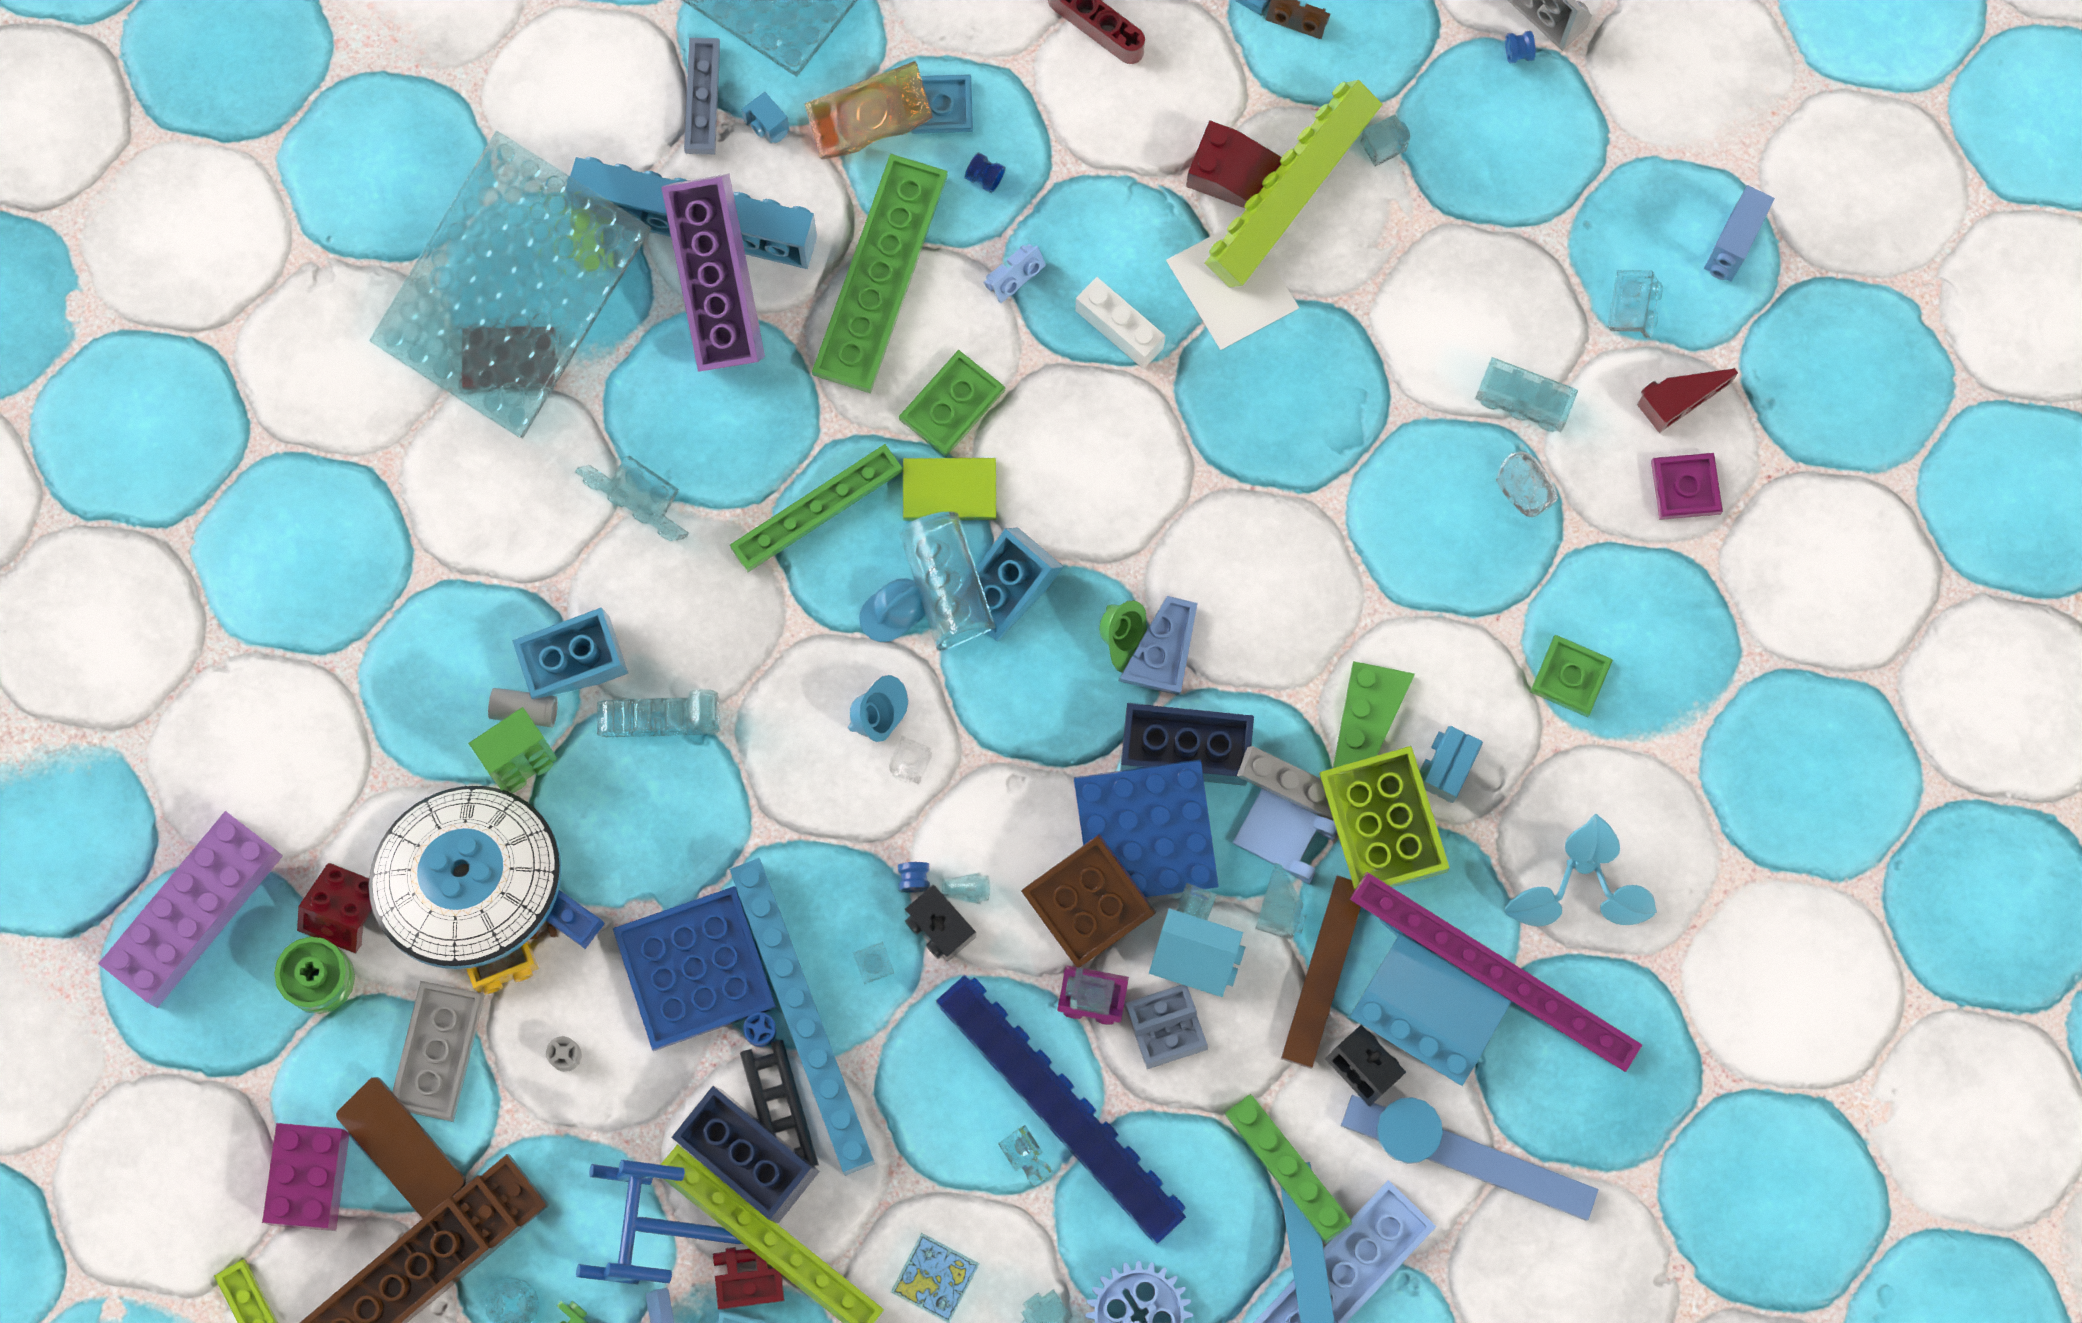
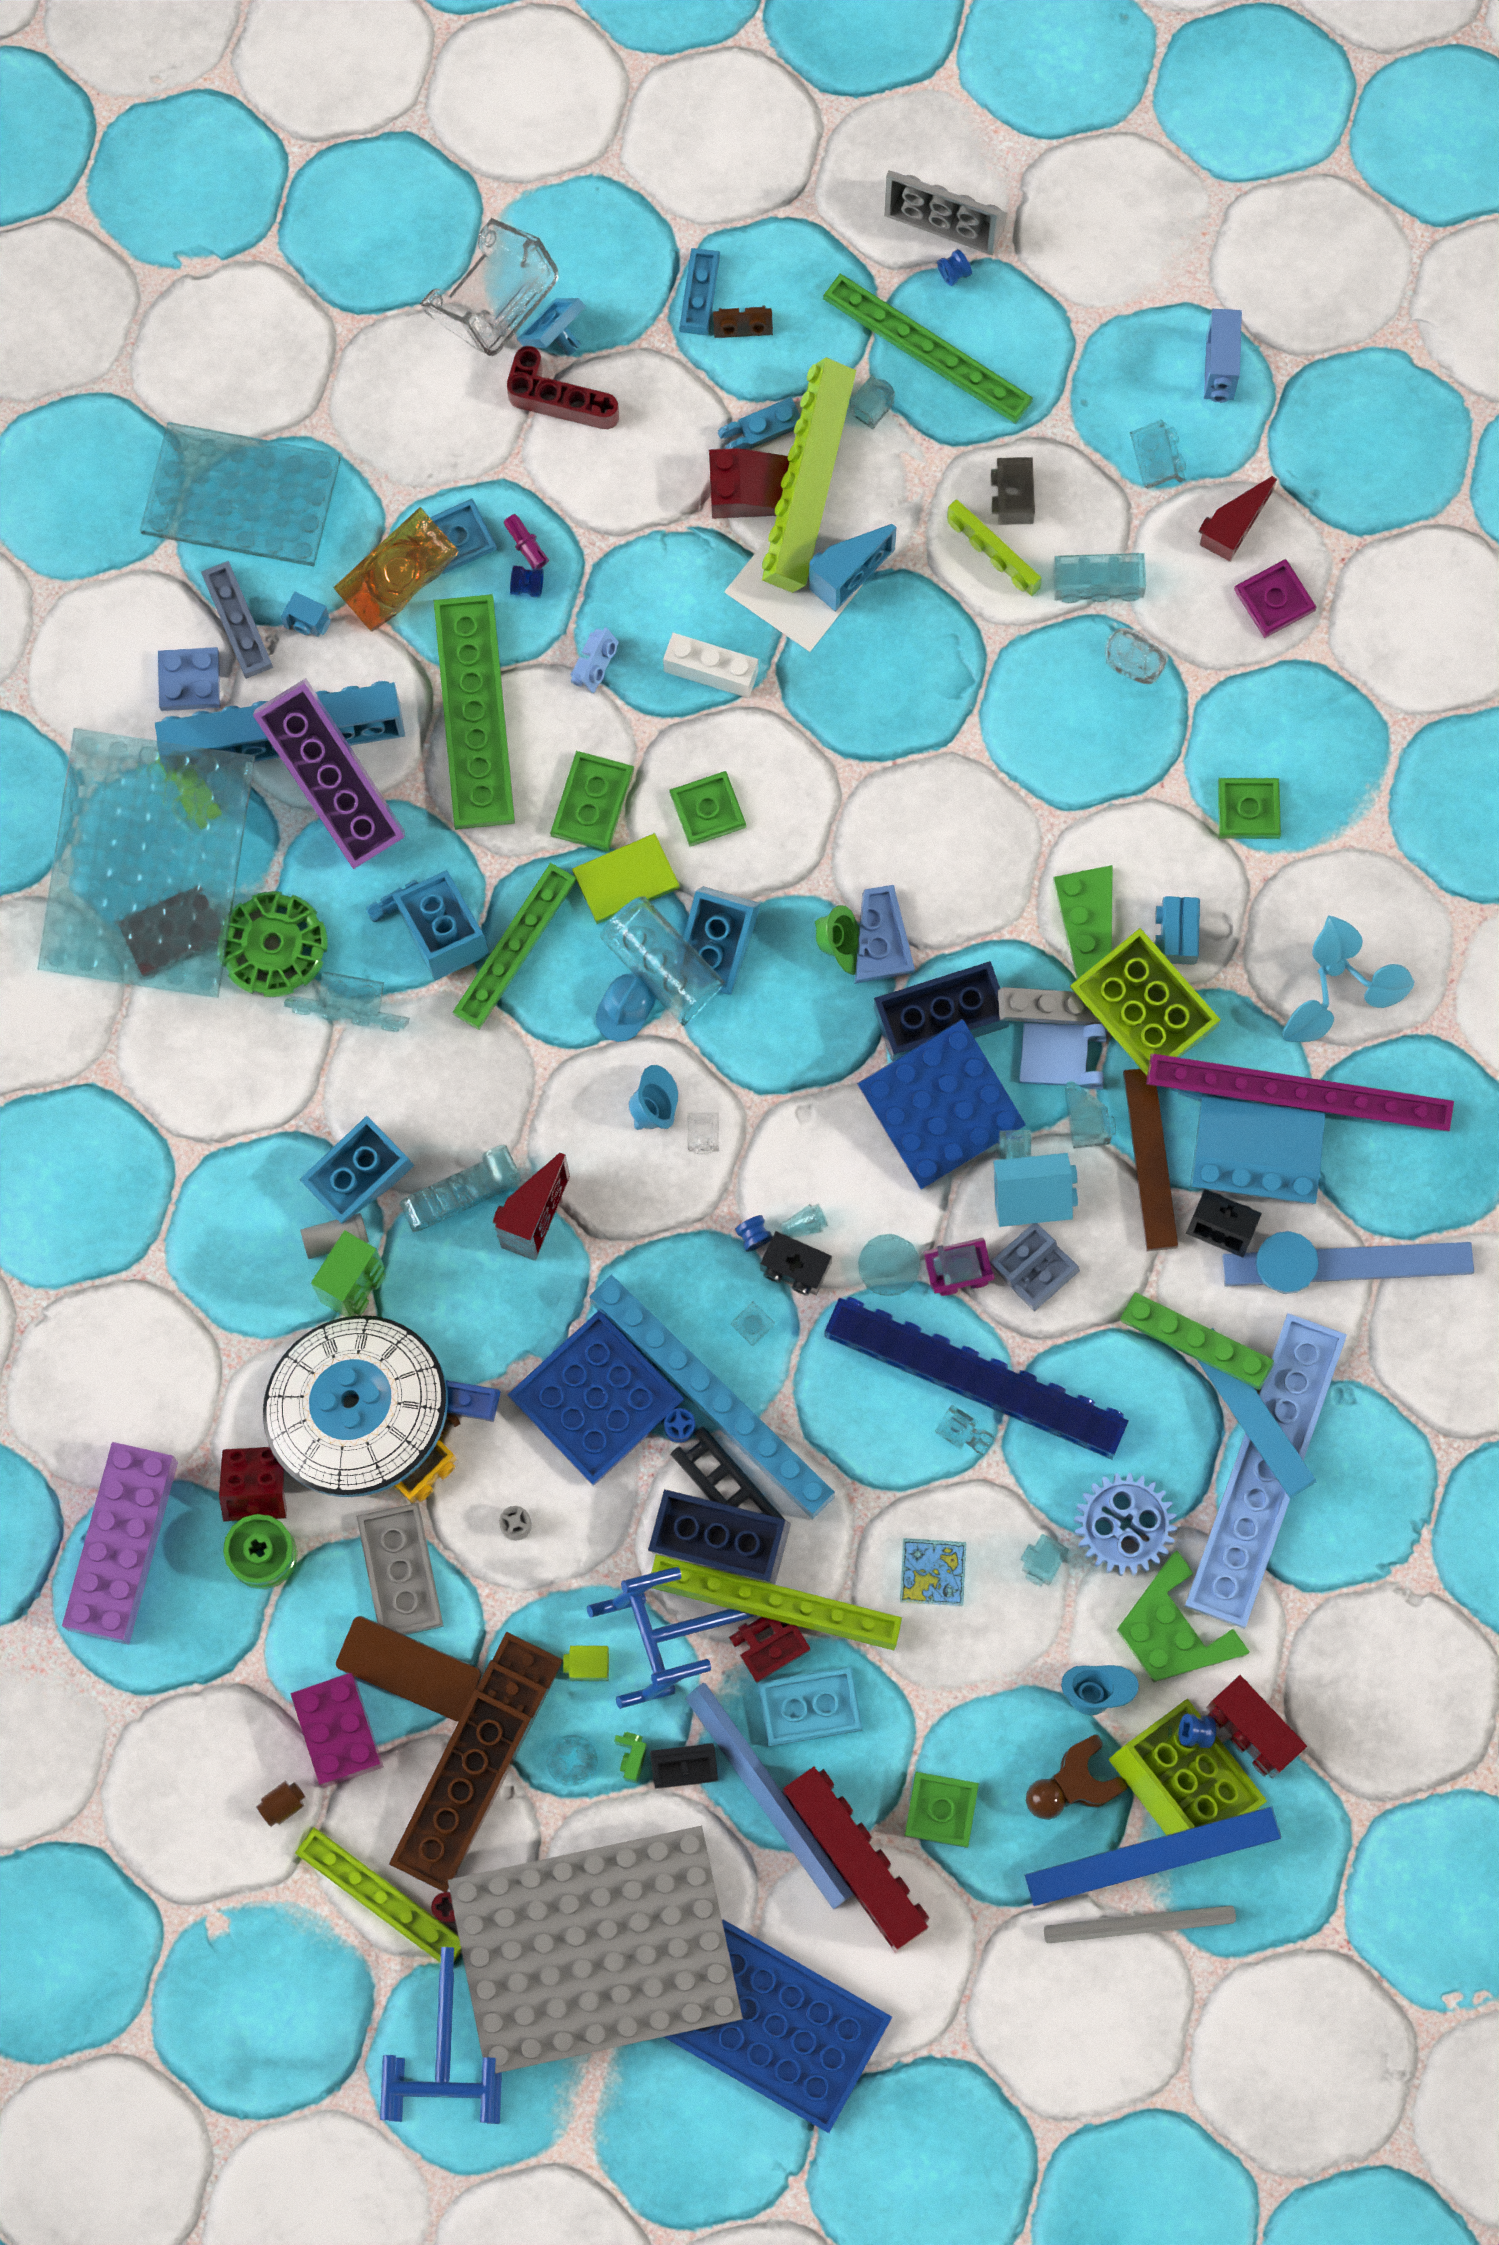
camera: 20 degrees left, 0 degrees up
(223, 1223) = (281, 1803): none -> reddish brown brick
(568, 1218) = (587, 1663): none -> lime brick
(605, 424) = (283, 958): none -> bright green plate
(633, 132) = (189, 679): none -> medium blue plate
(713, 763) = (531, 1208): none -> dark red slope
(725, 418) = (387, 904): none -> dark azure axle
(756, 459) = (441, 925): none -> dark azure slope
(1001, 135) = (525, 542): none -> magenta axle
(1028, 963) = (889, 1265): none -> clear light blue tile
(1056, 456) = (707, 808): none -> bright green tile
(1088, 901) = (918, 1186): reddish brown plate -> none
(1271, 119) = (762, 425): none -> dark azure hinge
(1293, 282) = (849, 564): none -> dark azure slope
(1441, 333) = (1001, 555): none -> lime plate
(1461, 112) = (928, 348): none -> bright green tile
(1478, 296) = (1018, 474): none -> clear smoke brick

